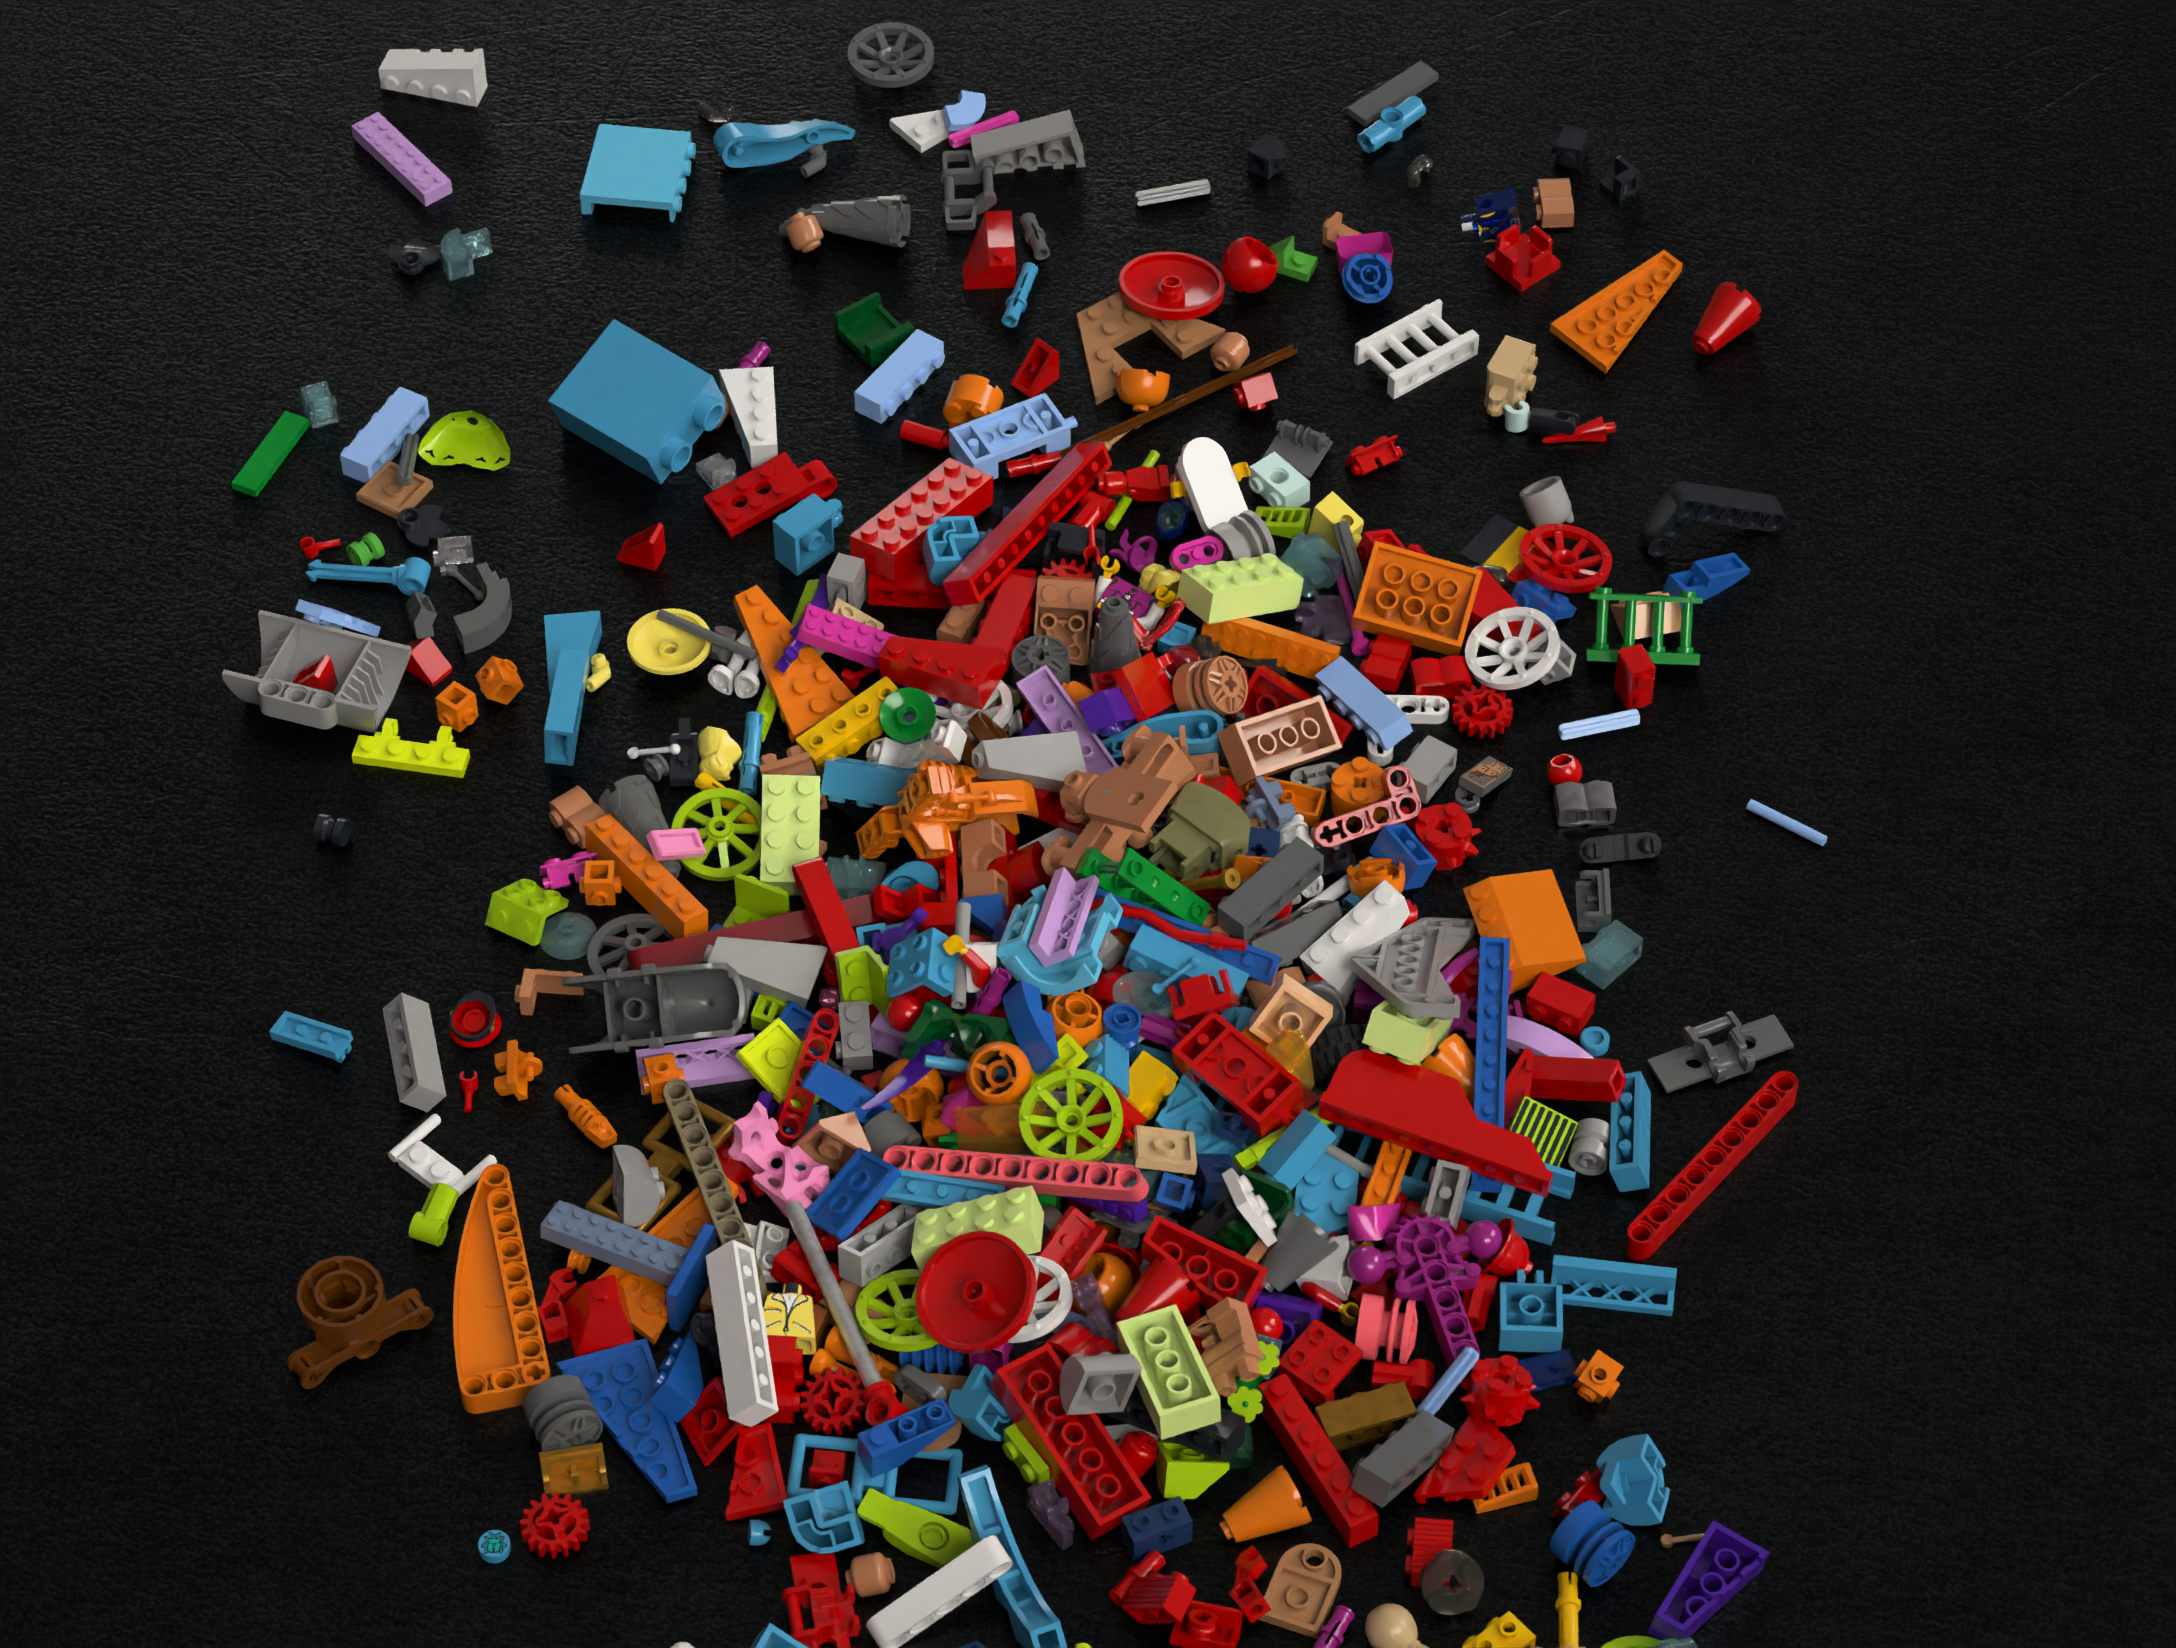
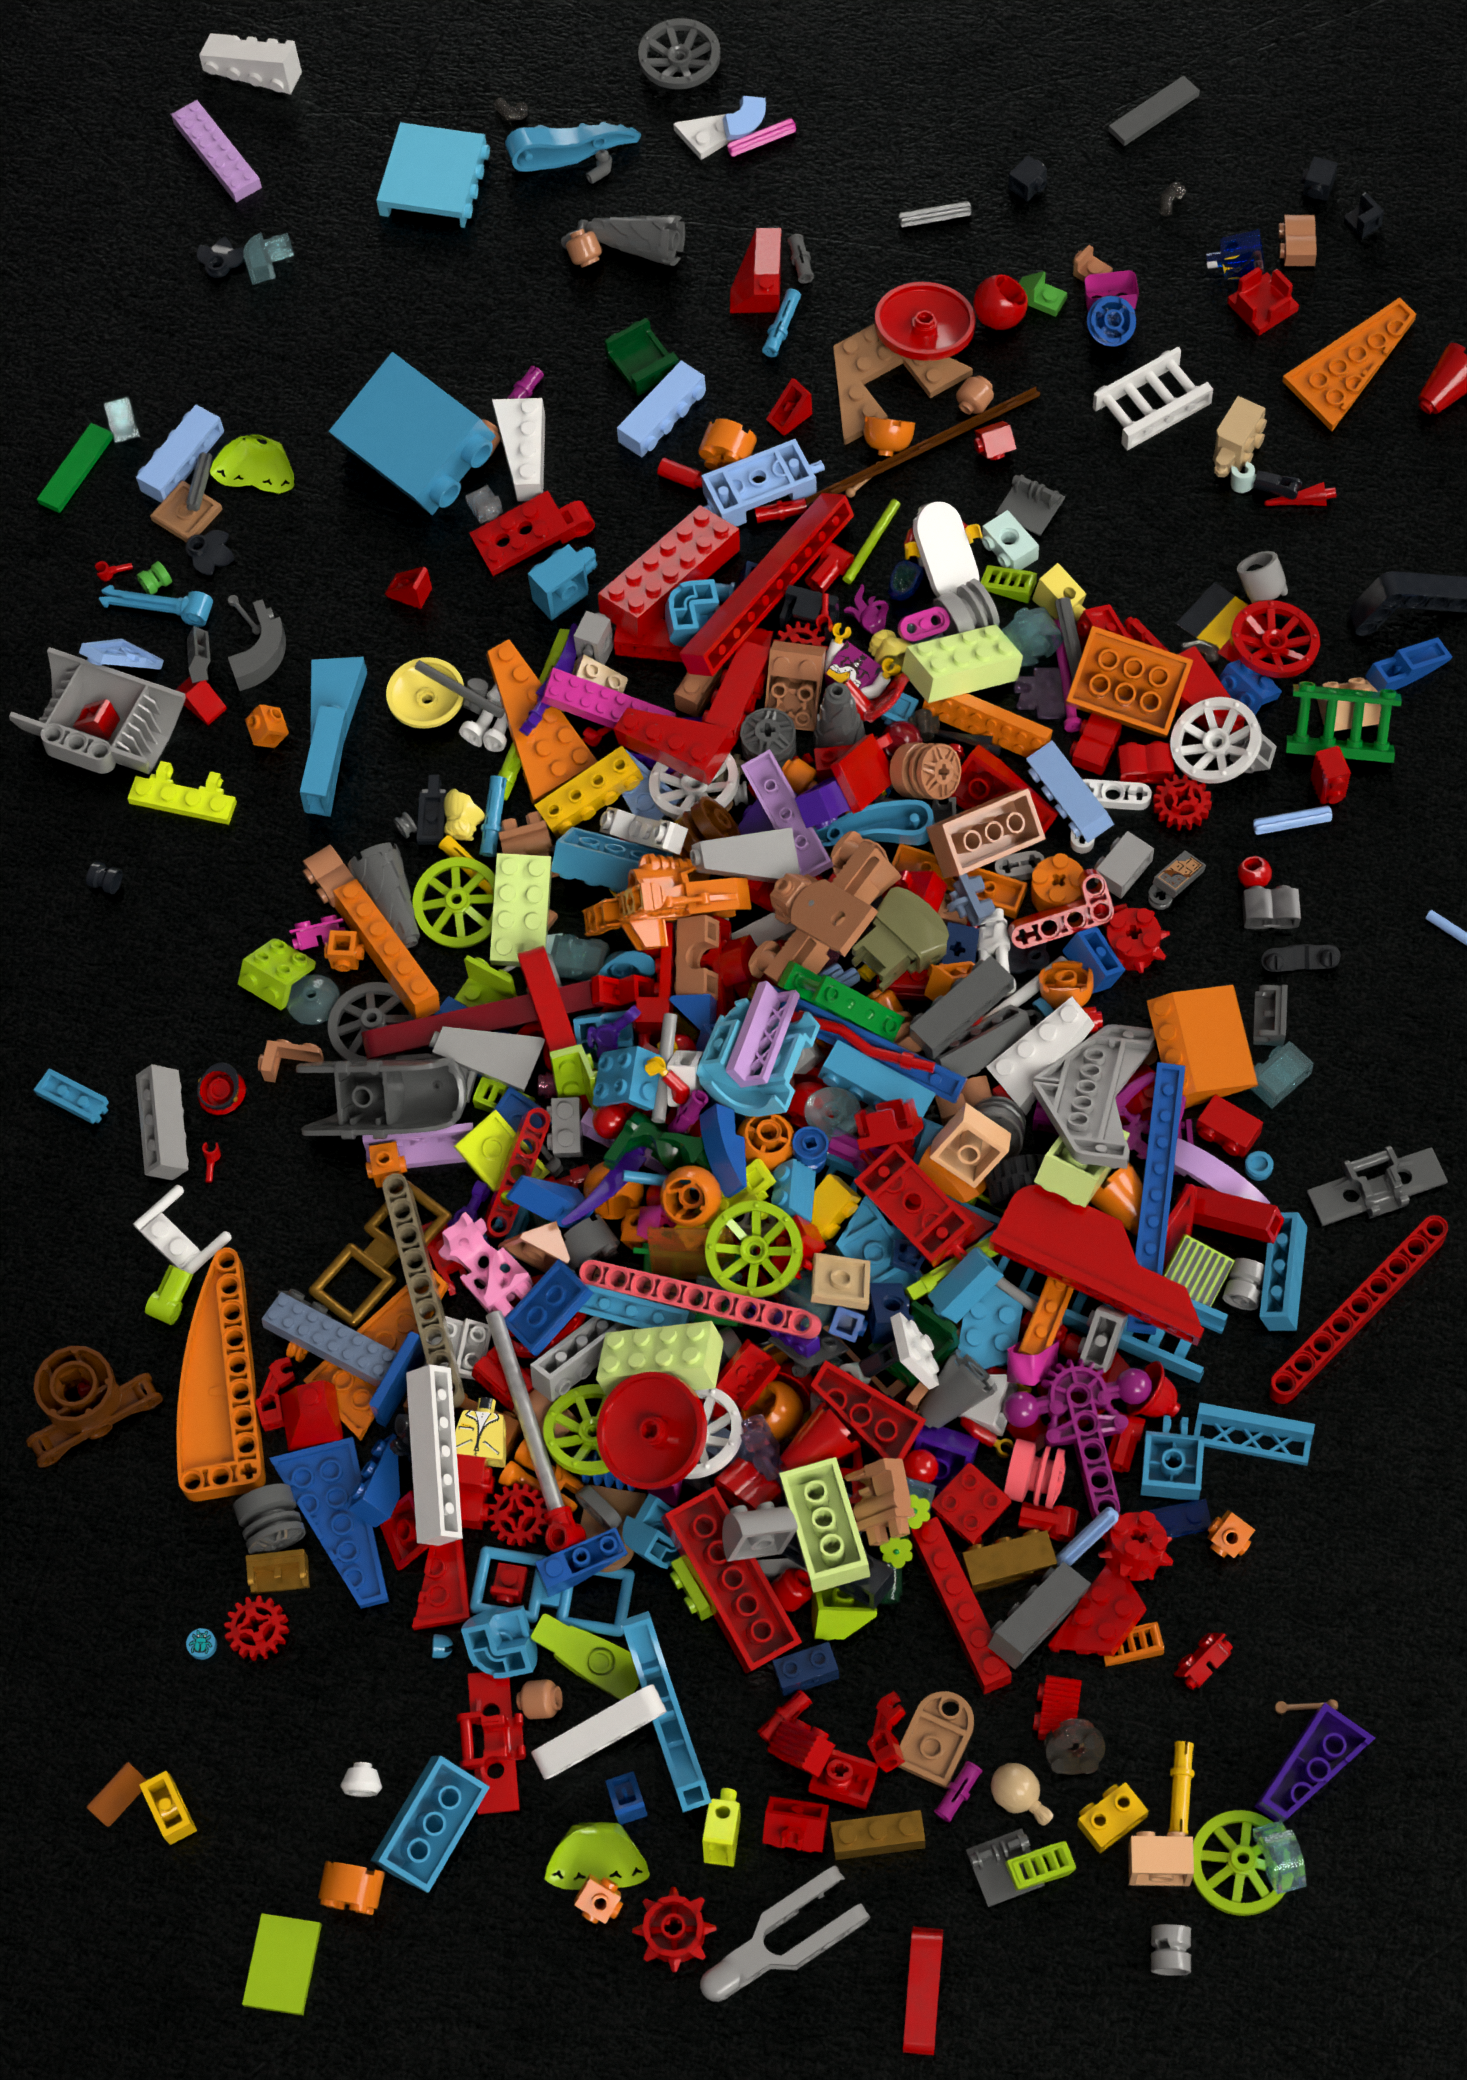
camera: 10 degrees right, 15 degrees up
(453, 551) = (233, 582): clear bracket -> none
(457, 707) = (225, 754): orange brick -> none
(520, 1069) = (257, 1144): orange hips -> none
(586, 1117) = (315, 1198): orange hinge -> none
(600, 670) = (362, 719): light yellow arm -> none
(634, 752) = (386, 807): white hinge -> none
(635, 1186) = (352, 1280): light grey brick -> none
(676, 844) = (414, 916): bright pink tile -> none
(905, 702) = (627, 782): green dish -> none
(966, 176) = (749, 188): dark grey bar -> none
(1031, 144) = (802, 158): light grey wedge -> none
(1051, 1512) = (709, 1646): clear purple plate -> none
(1137, 483) = (876, 538): red piece -> none
(1157, 988) = (846, 1110): dark azure hinge -> none
(1204, 764) = (905, 855): nougat bracket -> none
(1228, 879) = (922, 998): pearl gold bar -> none
(1266, 1509) = (908, 1656): orange cone -> none
(1294, 1055) = (966, 1192): clear yellow slope -> none
(1364, 458) = (1093, 518): red hinge -> none
(1391, 124) = (1149, 146): dark azure piece -> none
(1592, 1543) = (1206, 1712): blue wheel -> none
(1633, 1481) = (1254, 1650): dark azure brick -> none

